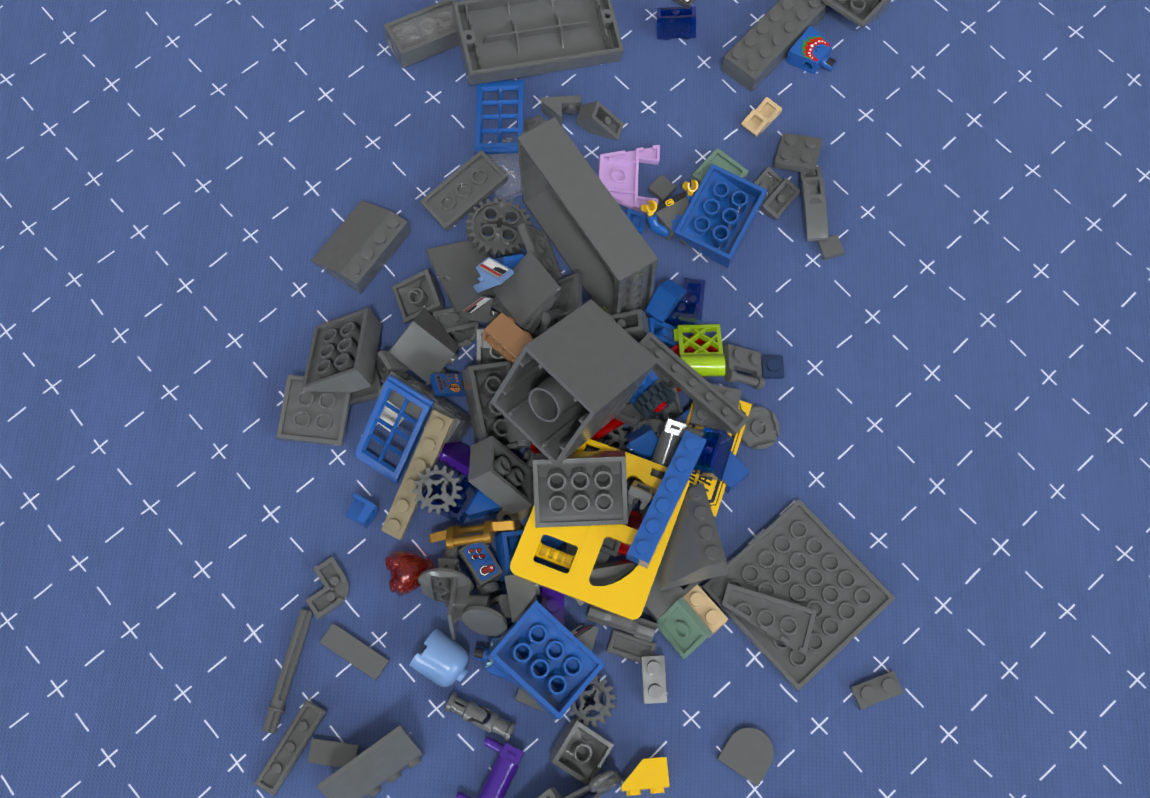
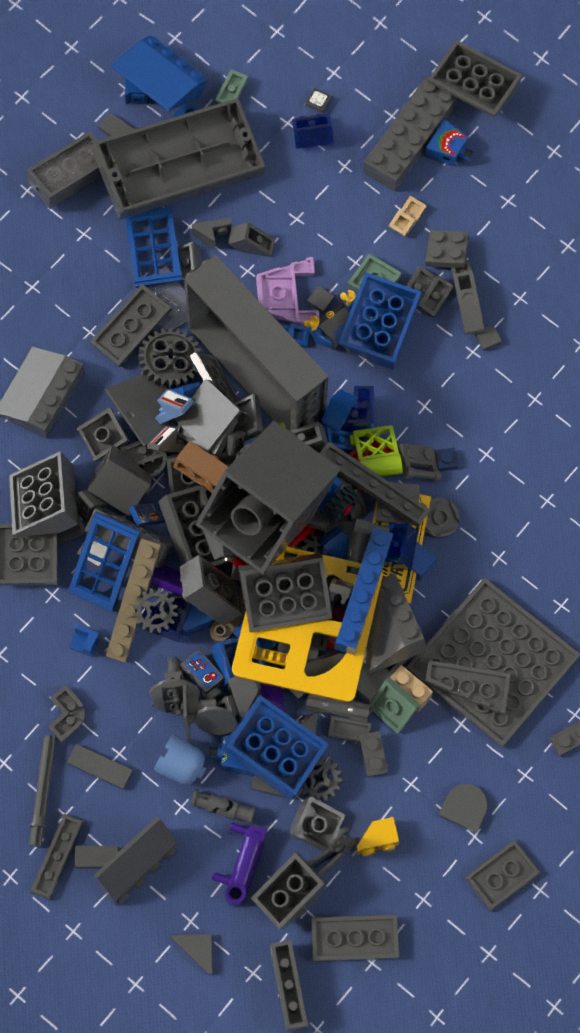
camera: 10 degrees left, 0 degrees up
(404, 570) = (135, 689): clear red piece -> none
(454, 534) = (193, 646): pearl gold bar -> none

